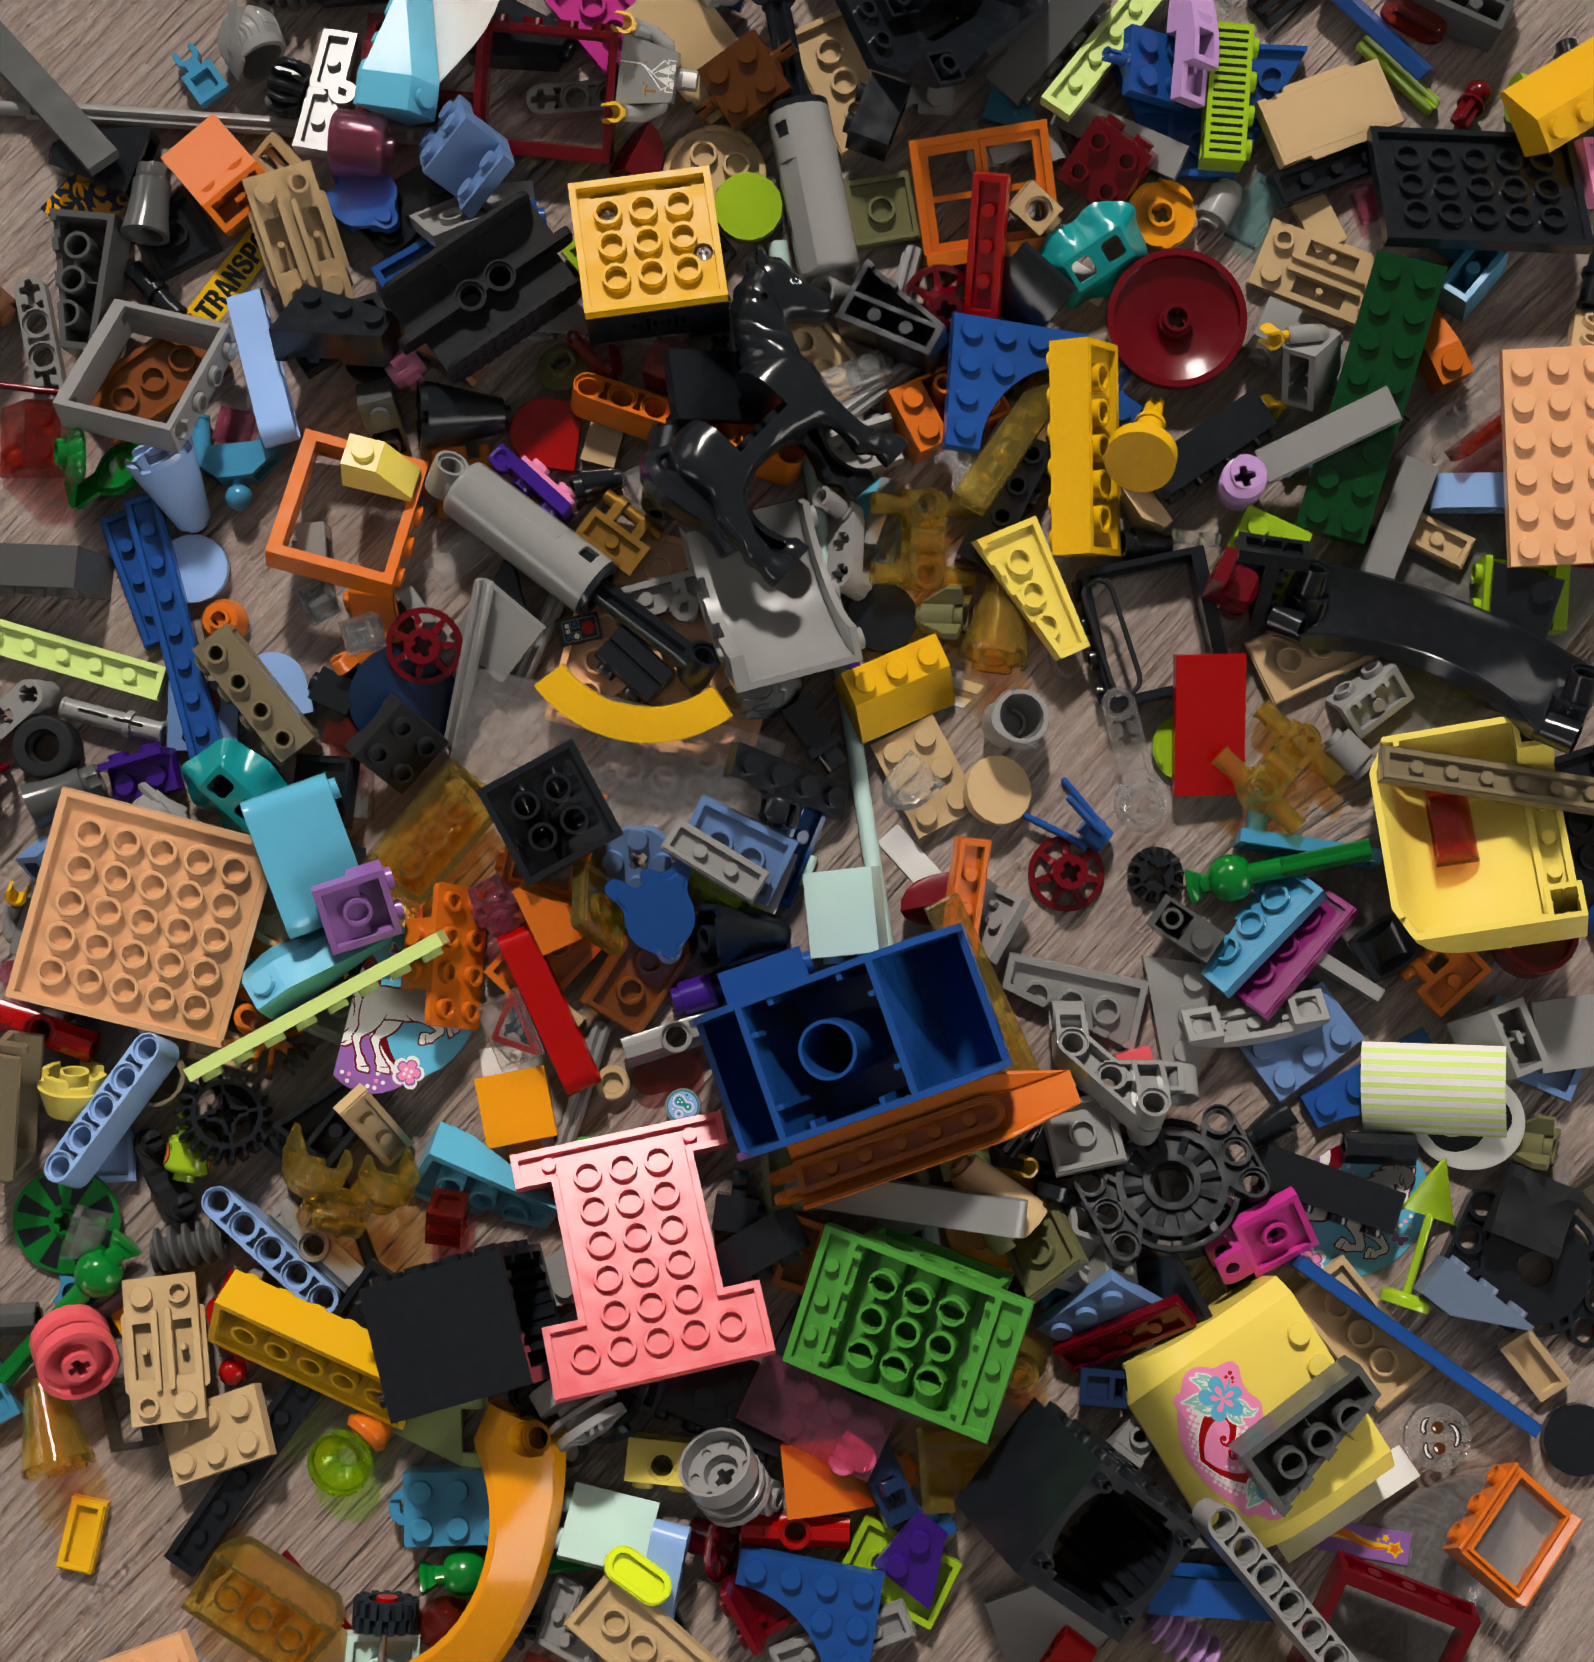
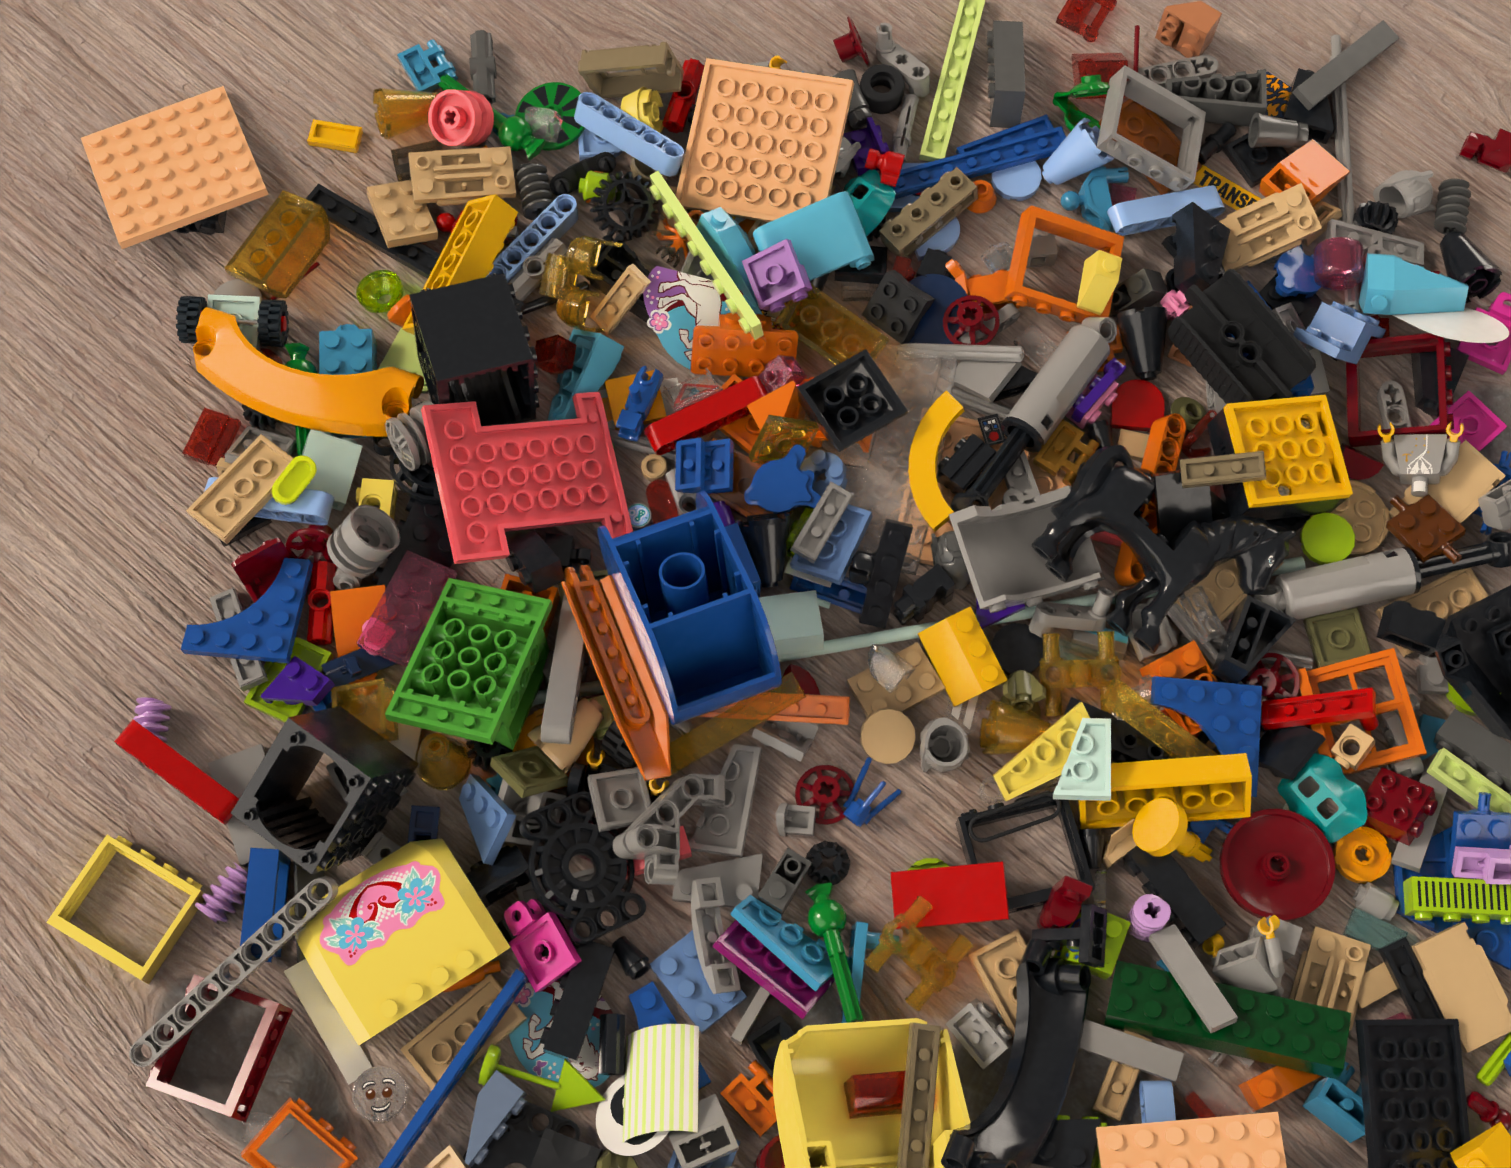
camera: 85 degrees right, 15 degrees down
(179, 743) = (888, 164): none -> red piece
(202, 78) = (1375, 167): dark azure plate -> none
(363, 633) = (977, 279): clear slope -> none
(529, 1102) = (638, 404): none -> blue piece
(626, 1015) = (704, 466): none -> blue slope
(678, 328) = (1223, 469): none -> dark tan tile
(907, 854) = (835, 674): white sticker -> none
(1060, 537) = (1088, 764): none -> light aqua wing
(1100, 911) = (795, 819): none -> light grey tile
(1125, 1334) = (465, 837): dark red tile -> none
(1135, 771) = (909, 841): clear beam -> none
(1303, 1432) = (385, 950): dark grey wedge -> none
(1349, 752) = (936, 1010): light grey brick -> none
(1370, 1543) = (296, 1043): medium lavender sticker -> none

